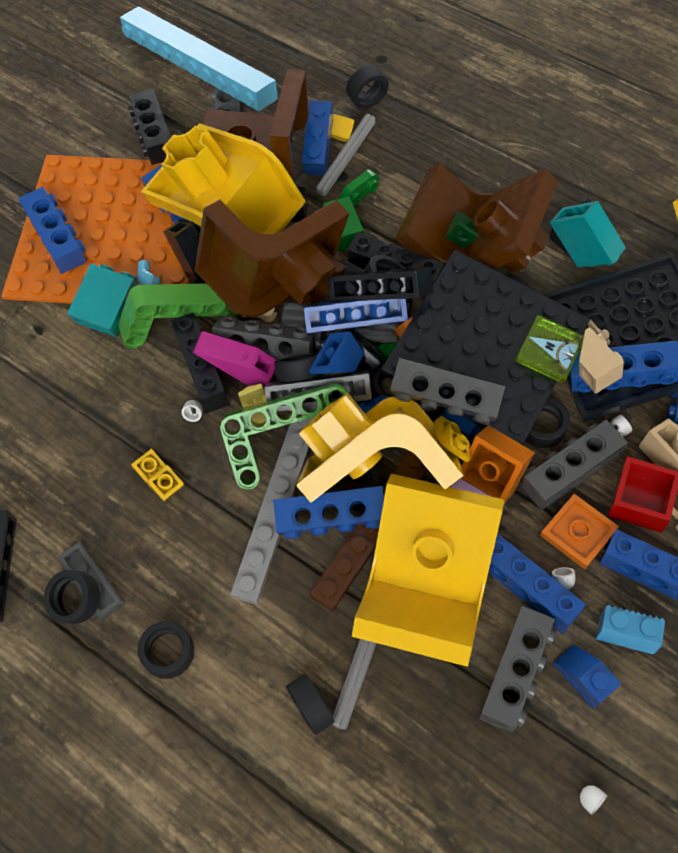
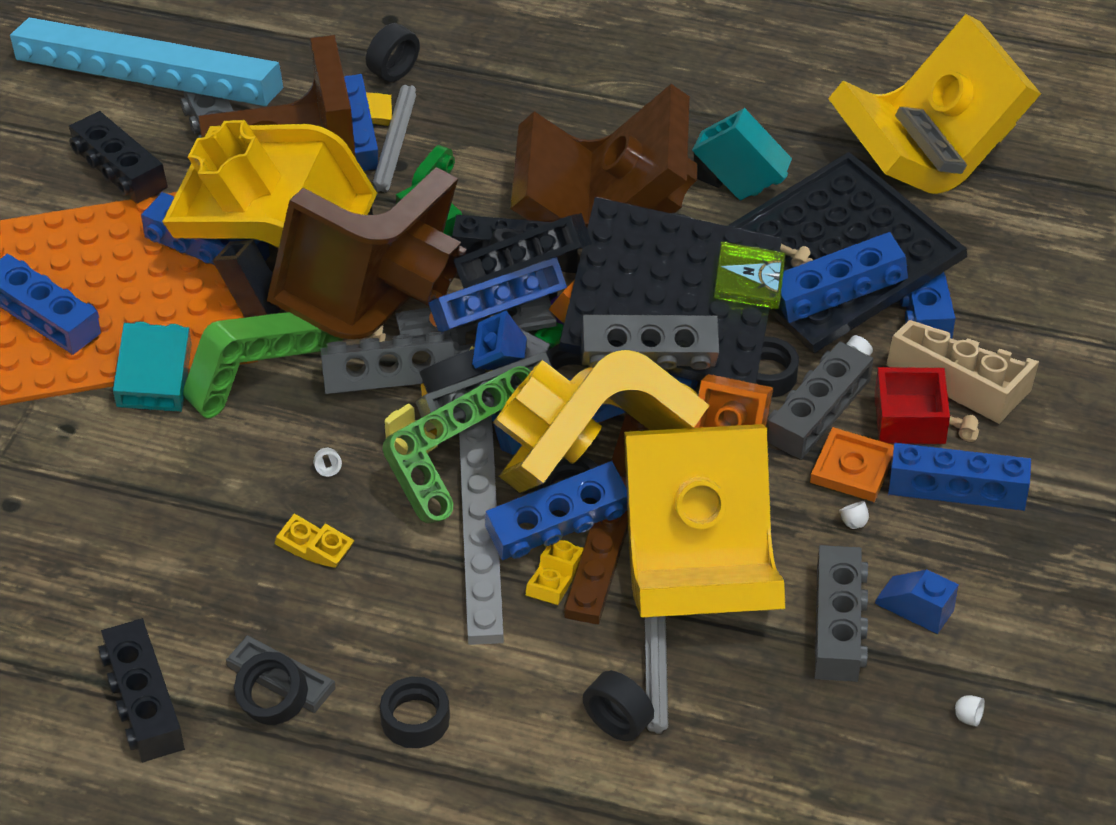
camera: 25 degrees left, 15 degrees down
(144, 277) = (187, 319): medium azure arm -> none
(202, 372) = (313, 405): black brick -> none
(236, 359) = (370, 385): dark pink slope -> none
(316, 557) = (555, 572): none -> yellow slope
(461, 230) = (588, 181): dark green bracket -> none
(534, 585) = (814, 522): blue brick -> none
(598, 363) = (812, 273): tan slope -> none
(630, 629) = (947, 539): dark azure brick -> none

